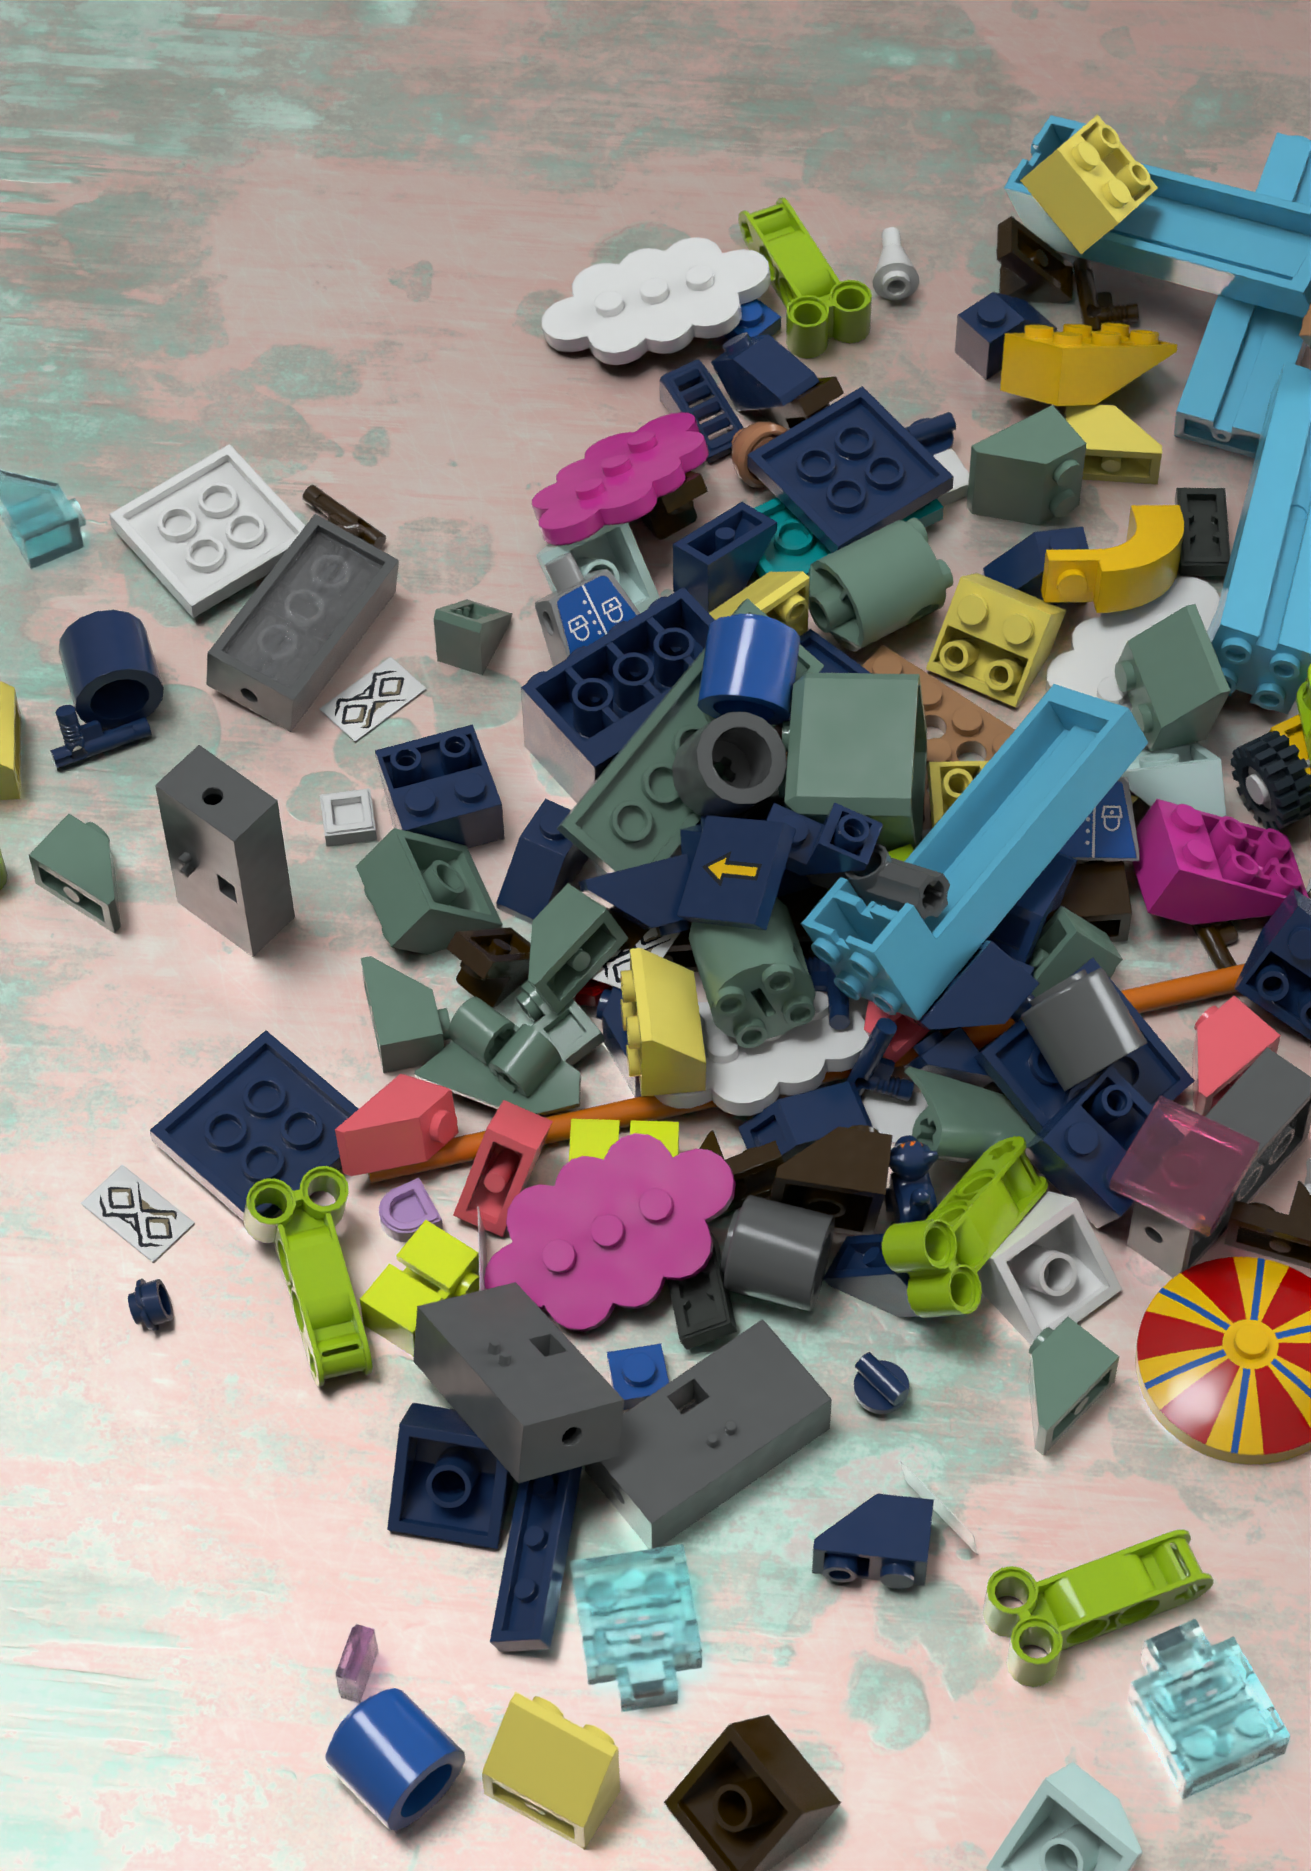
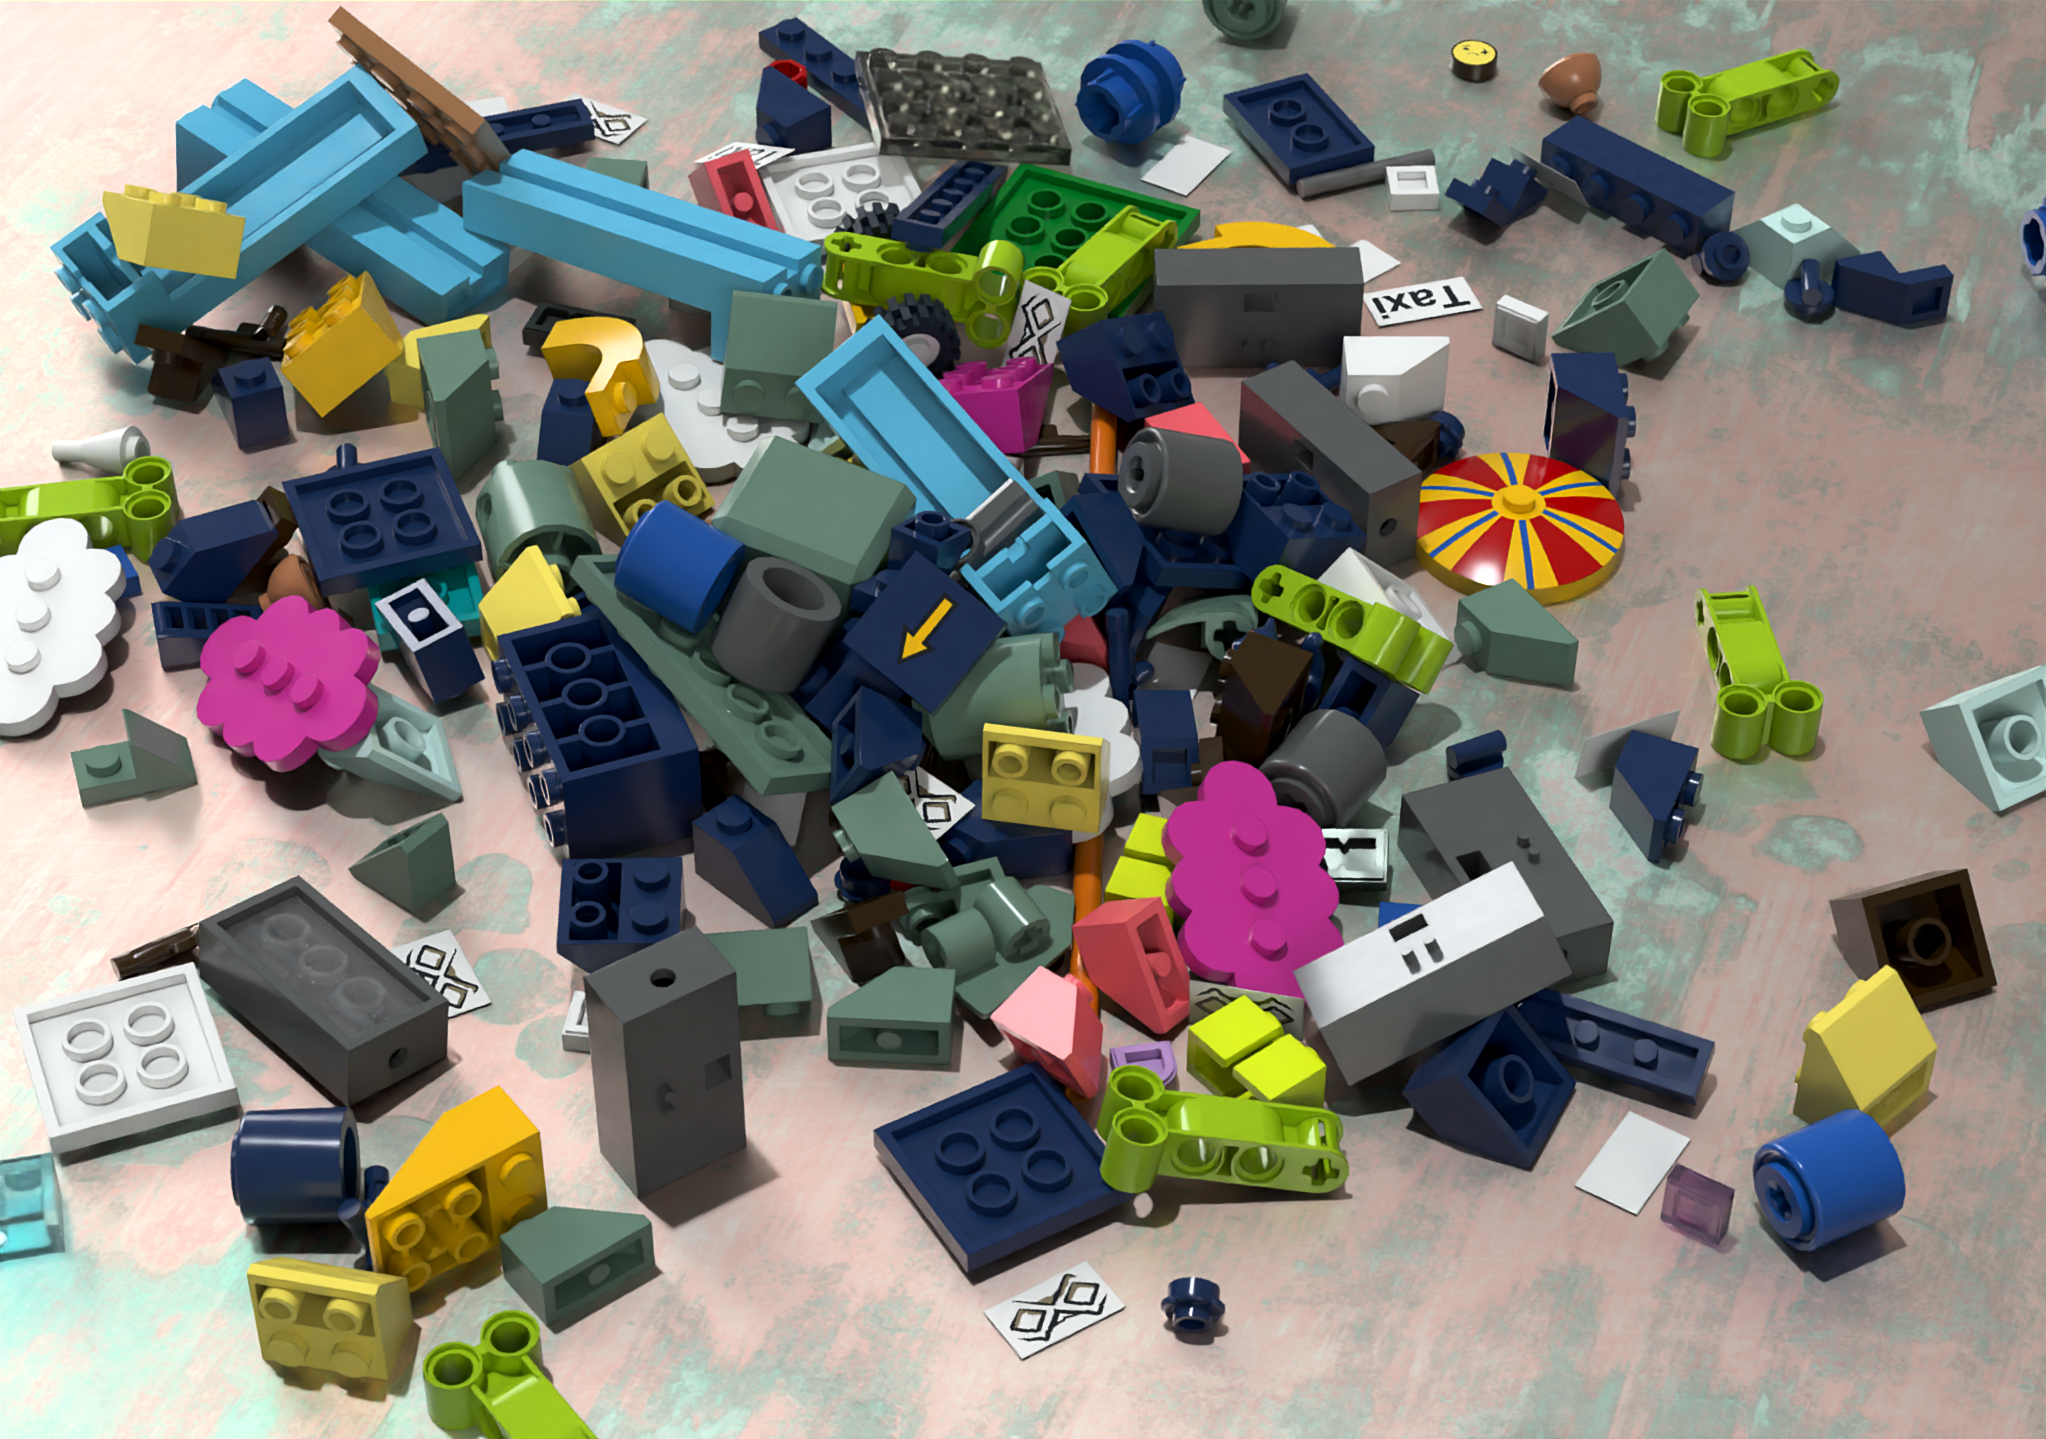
camera: 75 degrees left, 15 degrees down
(99, 771) = (458, 1190): none -> yellow slope
(419, 1613) = (1632, 1162): none -> white sticker
(532, 422) = (144, 764): none -> sand green slope
(580, 608) = (460, 754): torso -> none
(637, 1623) = (1705, 976): clear light blue piece -> none
(1184, 1165) = (1358, 451): clear pink tile -> none
(1204, 1709) = (1875, 630): clear light blue piece -> none

